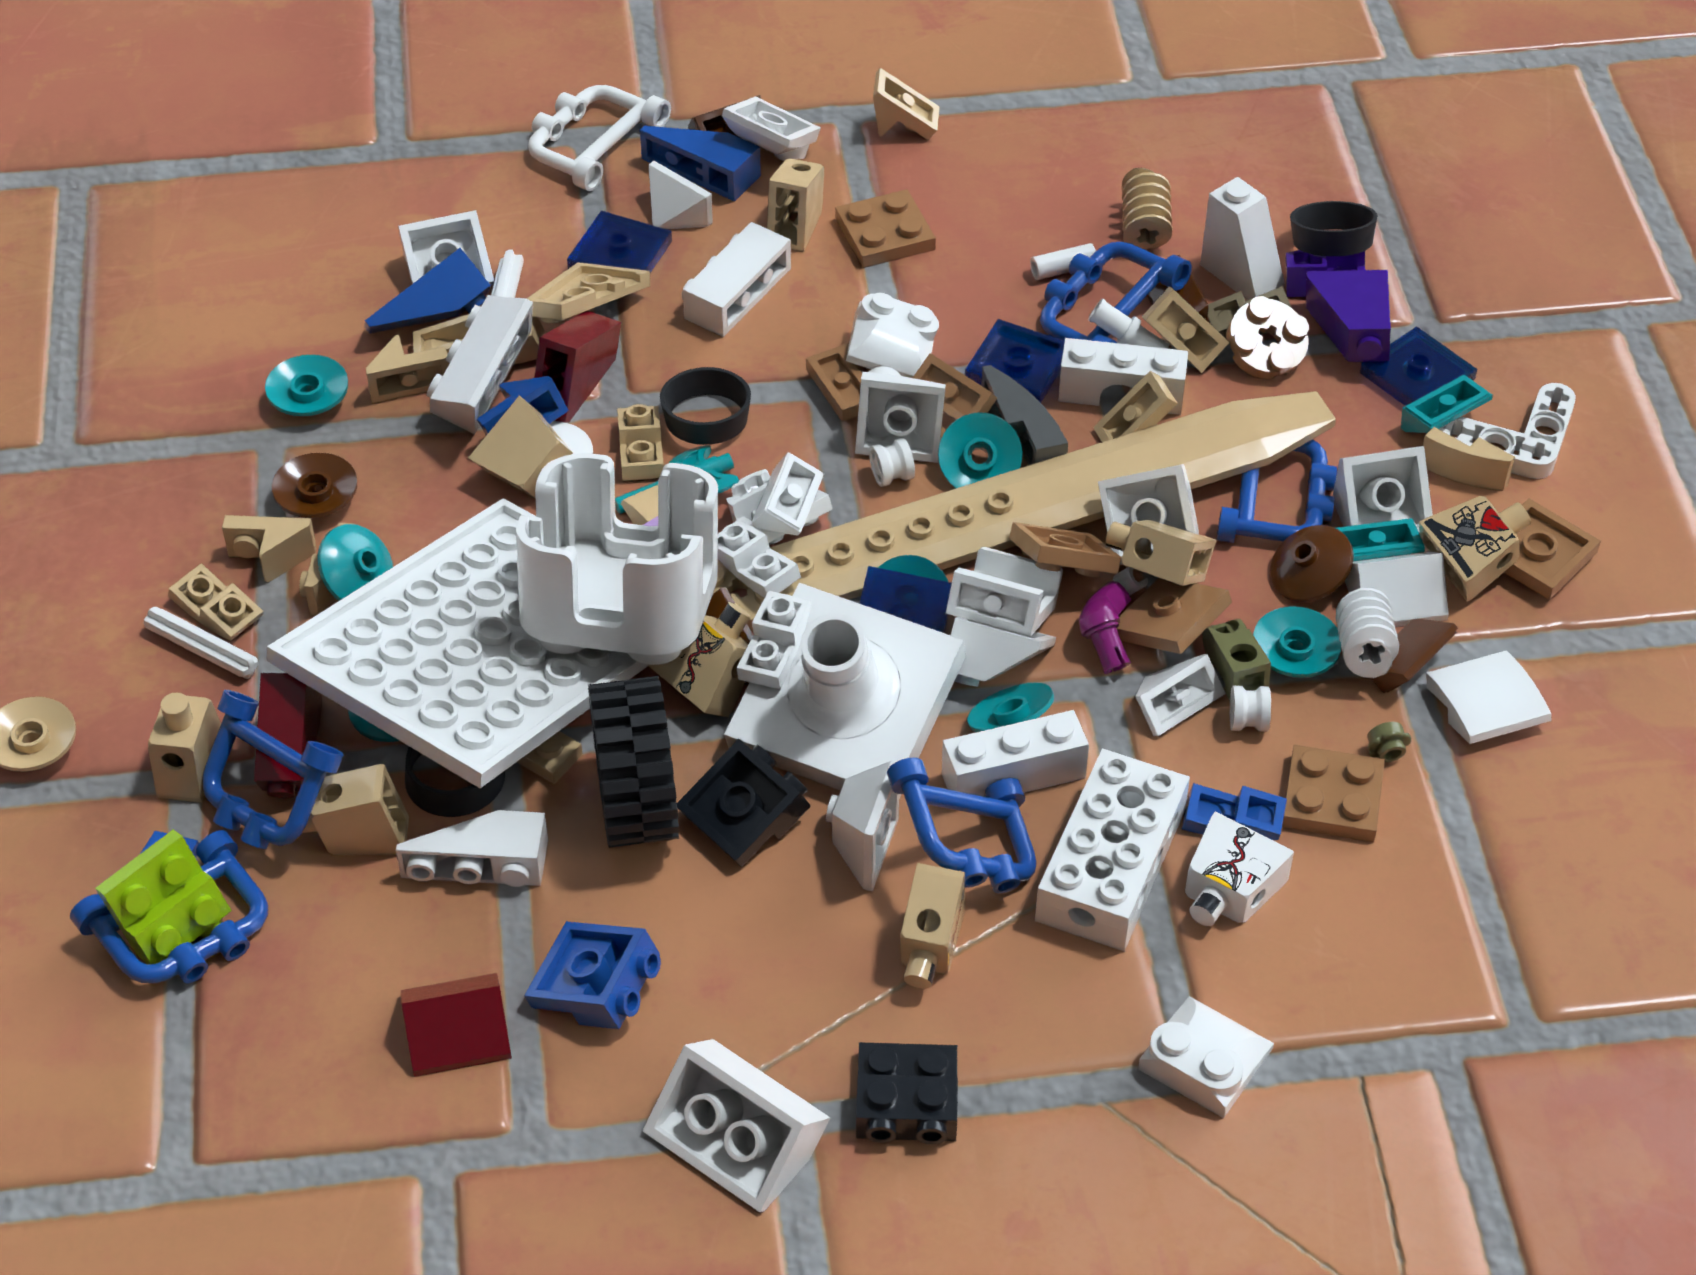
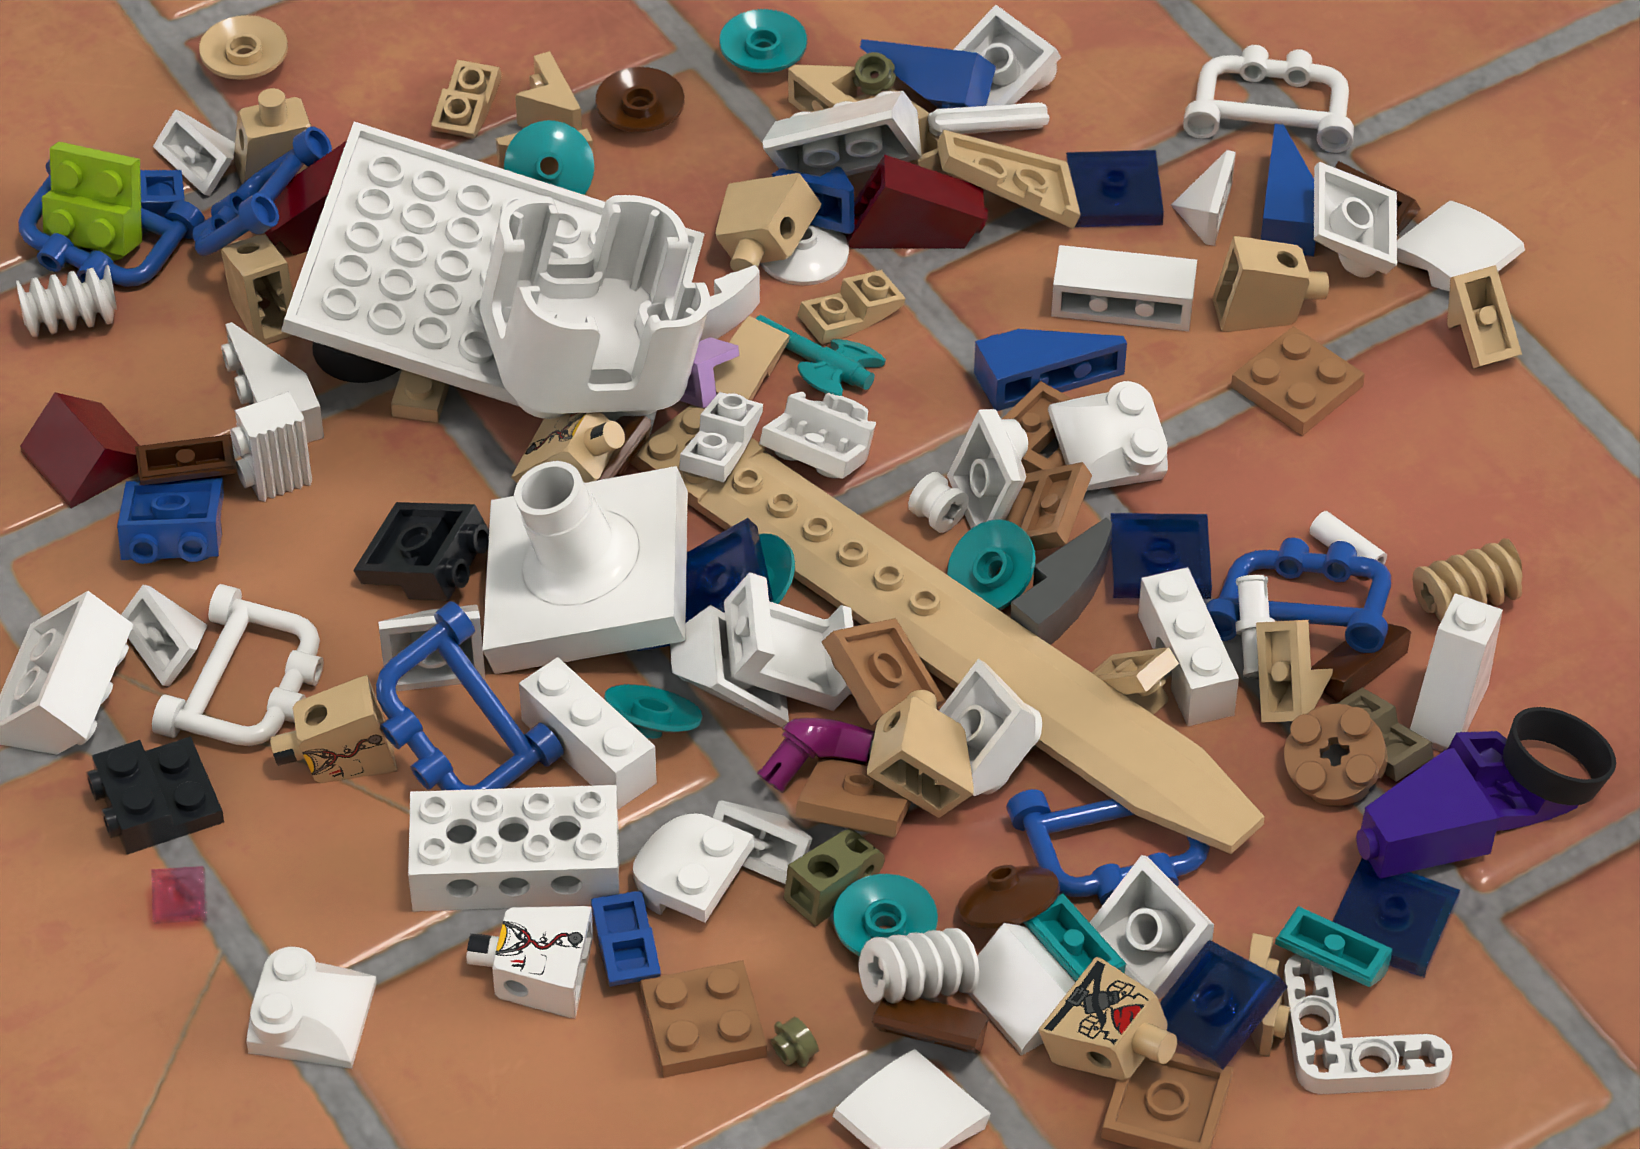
camera: 65 degrees right, 0 degrees up
(133, 815) = (195, 150): none -> white slope
(201, 642) = (416, 100): white axle -> none
(266, 967) = (67, 301): none -> white piece
(409, 319) = (871, 64): none -> olive plate
(532, 941) = (185, 459): none -> reddish brown slope
(571, 861) = (272, 446): none -> white brick
(634, 761) = (410, 455): black tyre -> none
(705, 382) = (924, 302): black tyre -> none
(735, 1023) = (162, 633): none -> white slope
(775, 639) = (615, 471): white slope -> none
(782, 355) = (1019, 359): none -> blue slope
(788, 496) = (817, 429): white slope -> none
(816, 94) = (1456, 243): none -> white slope
(857, 964) = (301, 667): none -> white bar
(1037, 1108) = (179, 894): none -> clear pink tile
(1187, 739) = (690, 864): none -> white slope
(1250, 708) = (768, 906): white wheel -> none
(1478, 468) = (1219, 1003): none -> clear blue plate

